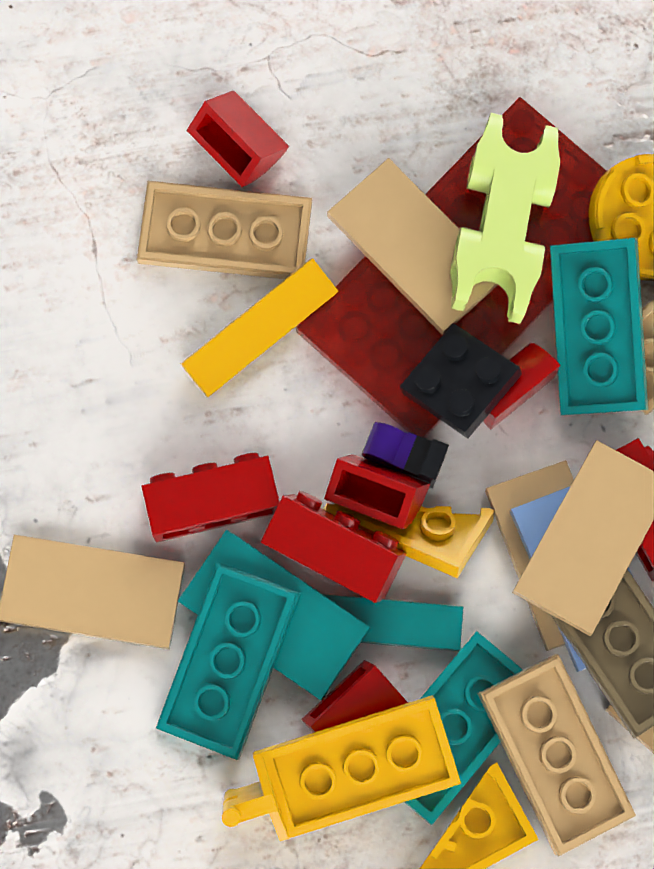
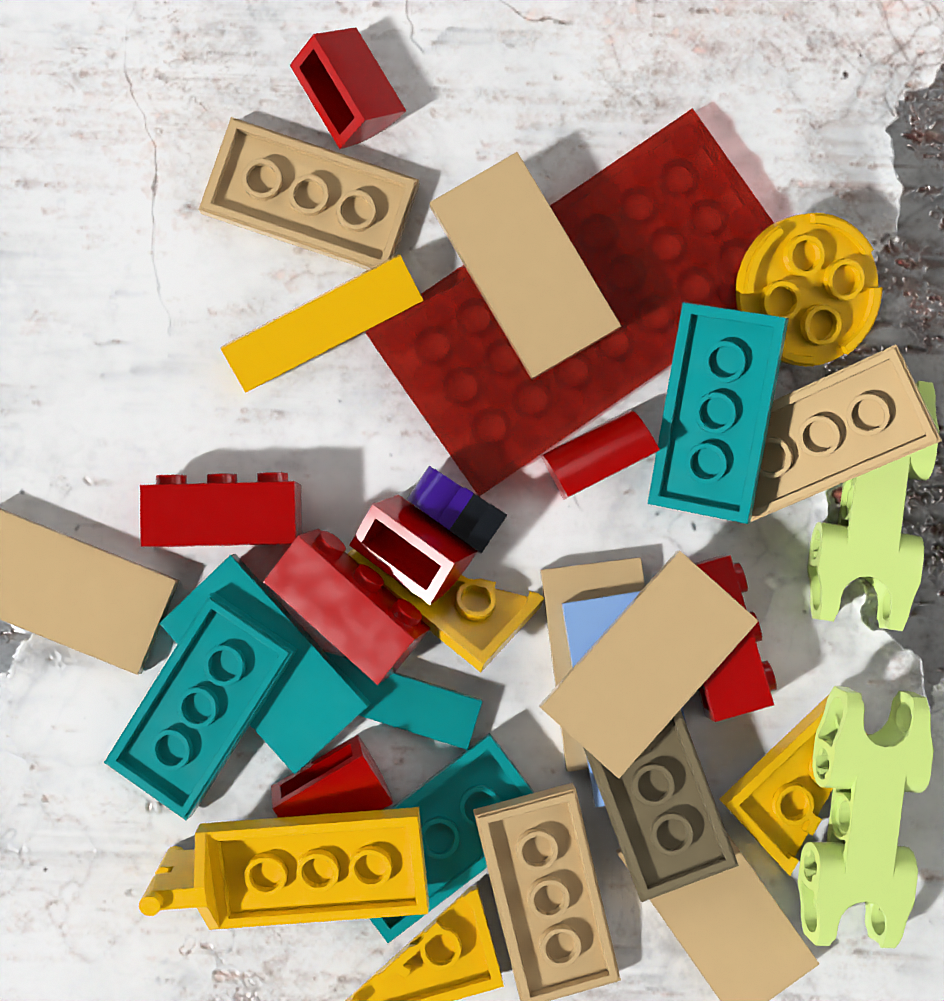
camera: 10 degrees right, 10 degrees up
(460, 380) = (539, 442): black plate -> none
(499, 247) = (622, 292): yellowish green piece -> none

